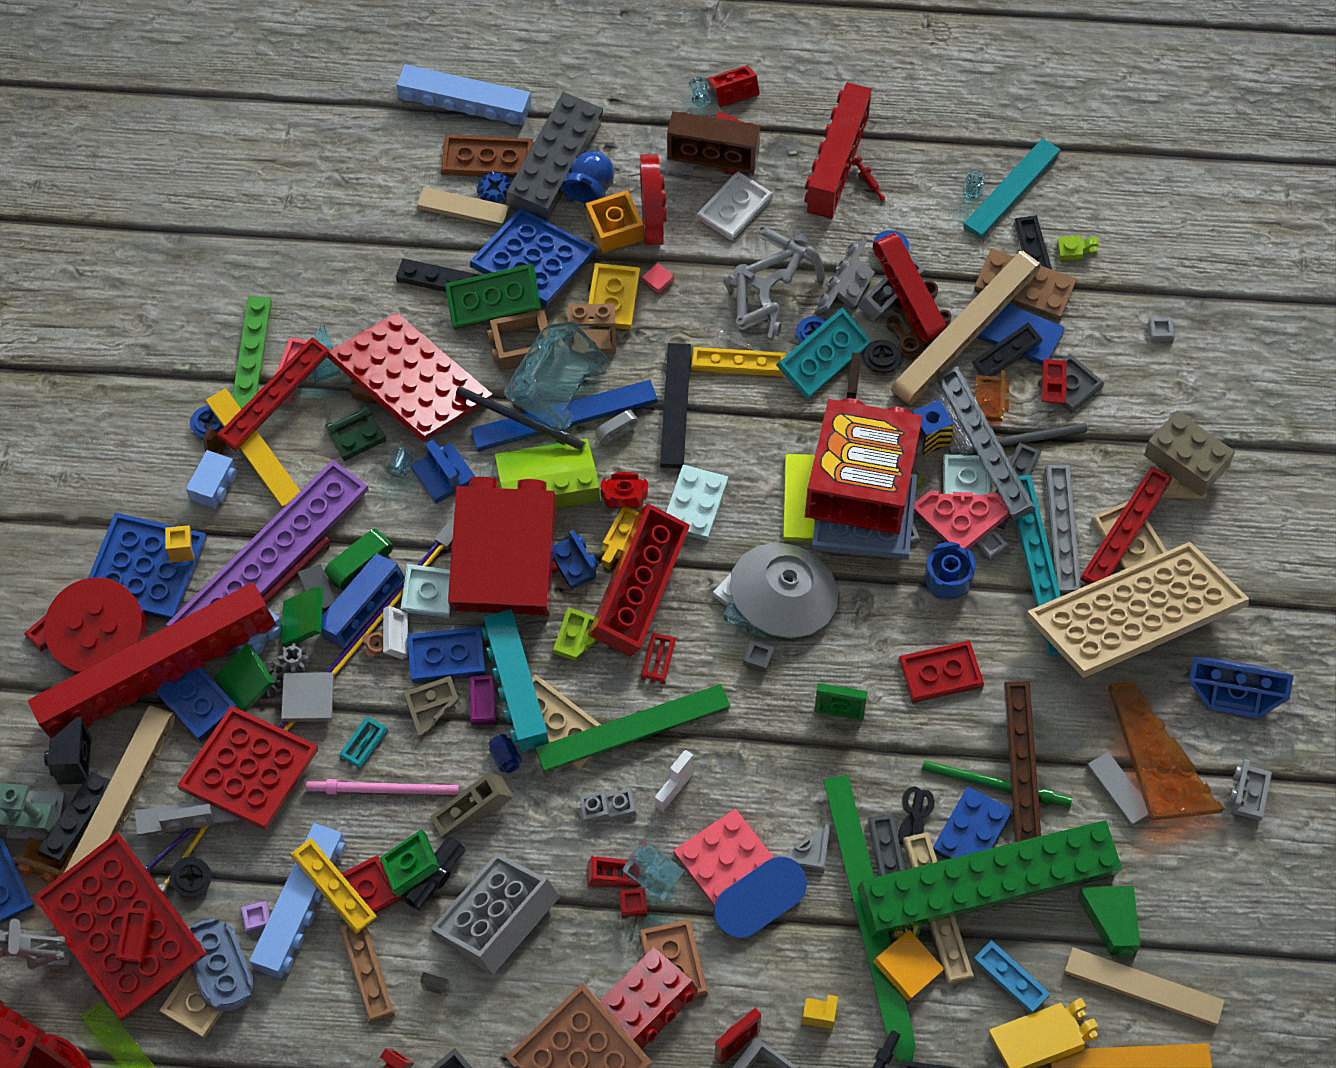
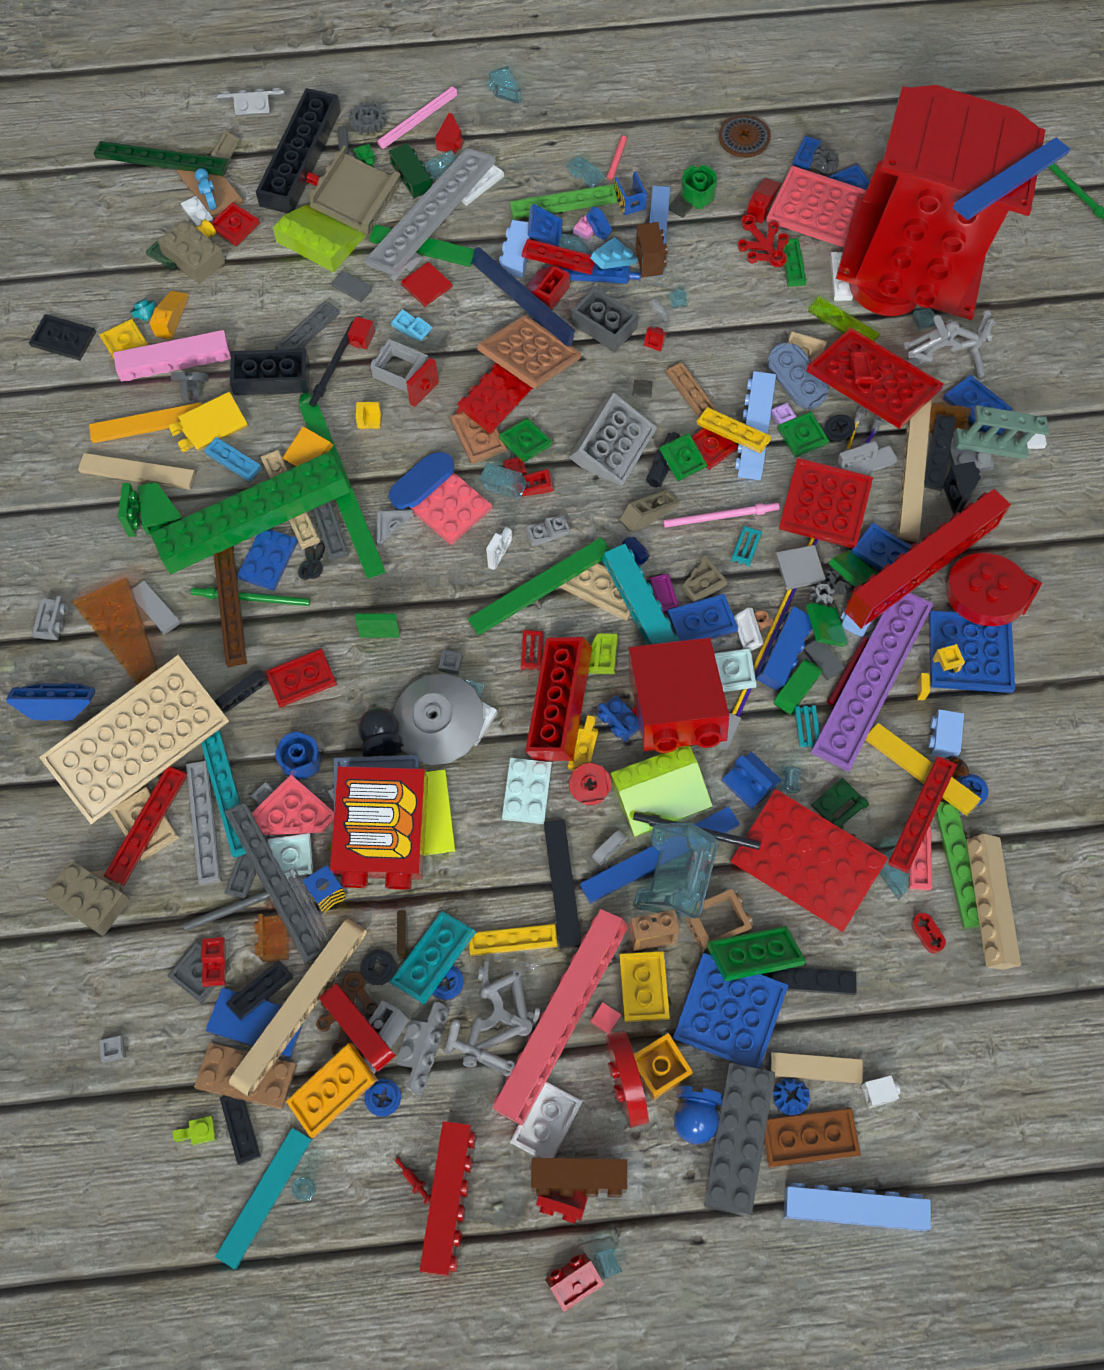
camera: 170 degrees right, 5 degrees up
(216, 534) = (923, 686): none -> yellow tile
(233, 309) = (993, 902): none -> tan brick
(239, 883) = (803, 434): none -> green tile
(306, 300) = (933, 931): none -> red beam
(364, 502) = (805, 710): none -> teal tile
(409, 175) = (880, 1091): none -> white brick
(611, 936) = (525, 440): none -> green tile
(698, 284) = (560, 1017): none -> coral brick
(853, 576) = (379, 732): none -> black tile
(942, 247) = (331, 1090): none -> light orange tile
(1013, 661) = (241, 691): none -> black beam
(1150, 906) = (129, 510): none -> green plate

